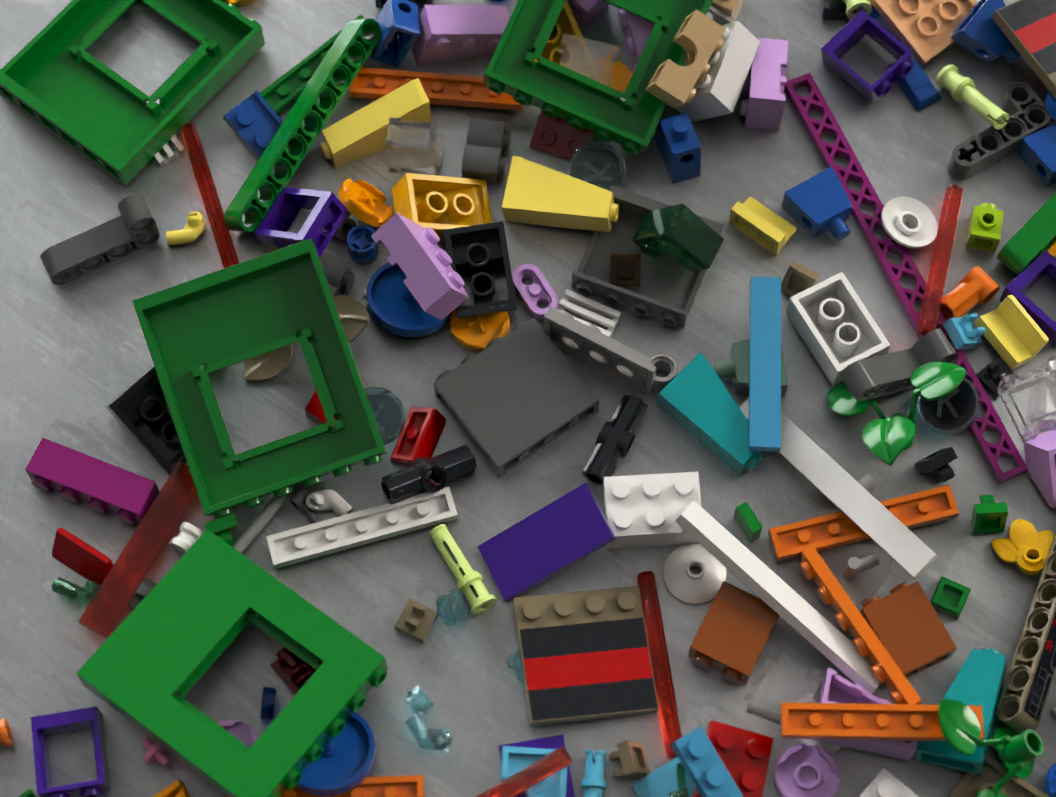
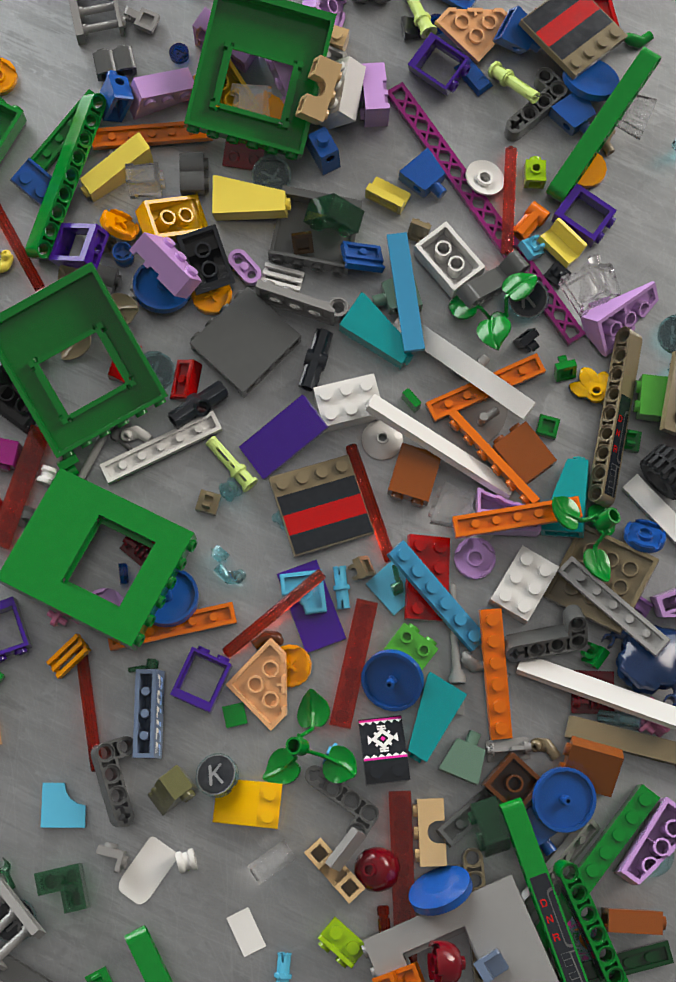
camera: 15 degrees left, 10 degrees up
(710, 303) = (362, 257): none -> blue plate

